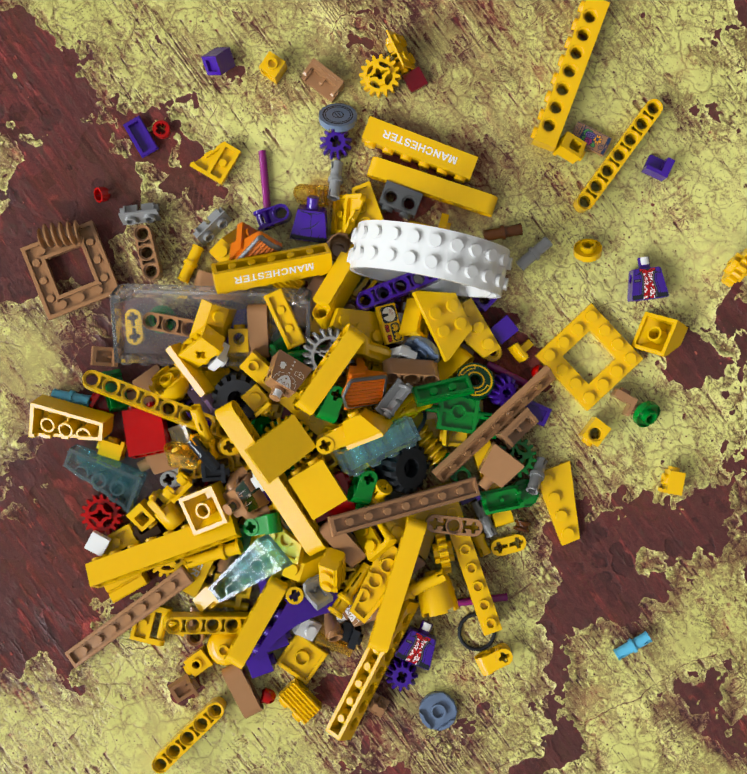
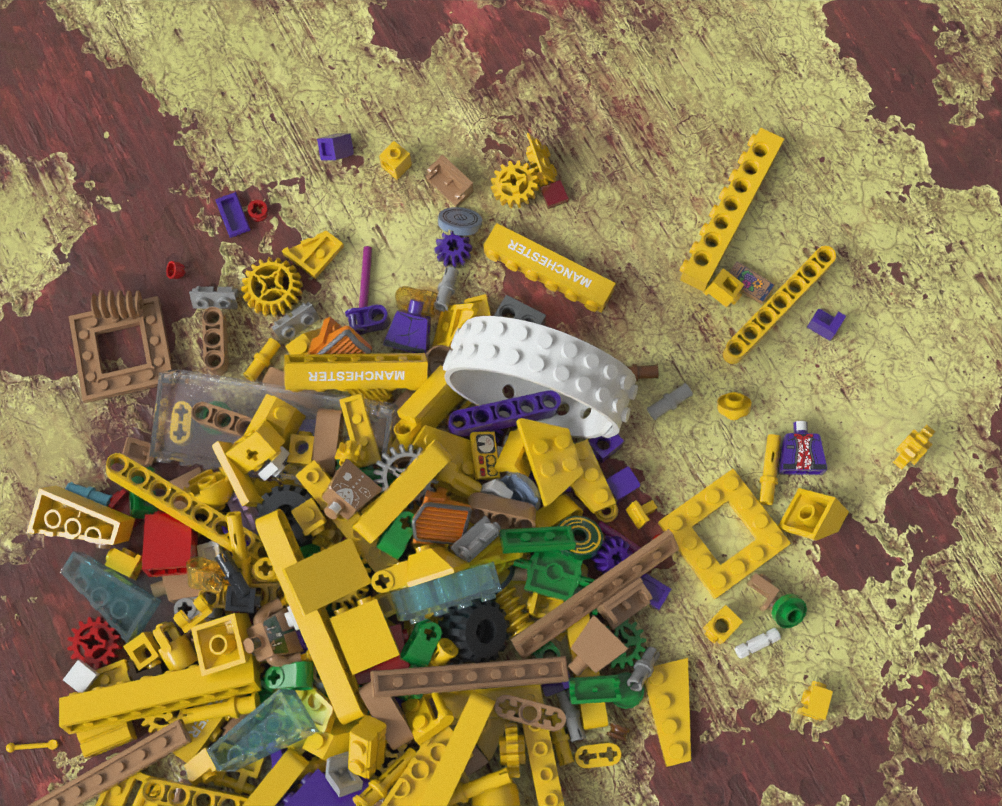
camera: 15 degrees right, 15 degrees down
(86, 594) = (52, 744): none -> yellow hinge
(184, 206) = (279, 271): none -> yellow gear
(281, 341) = (352, 451): none -> yellow gear
(289, 592) = (307, 770): yellow bush -> none
(433, 186) = (561, 311): yellow beam -> none
(621, 300) = (768, 479): none -> yellow pin
(623, 441) = (757, 643): none -> white axle

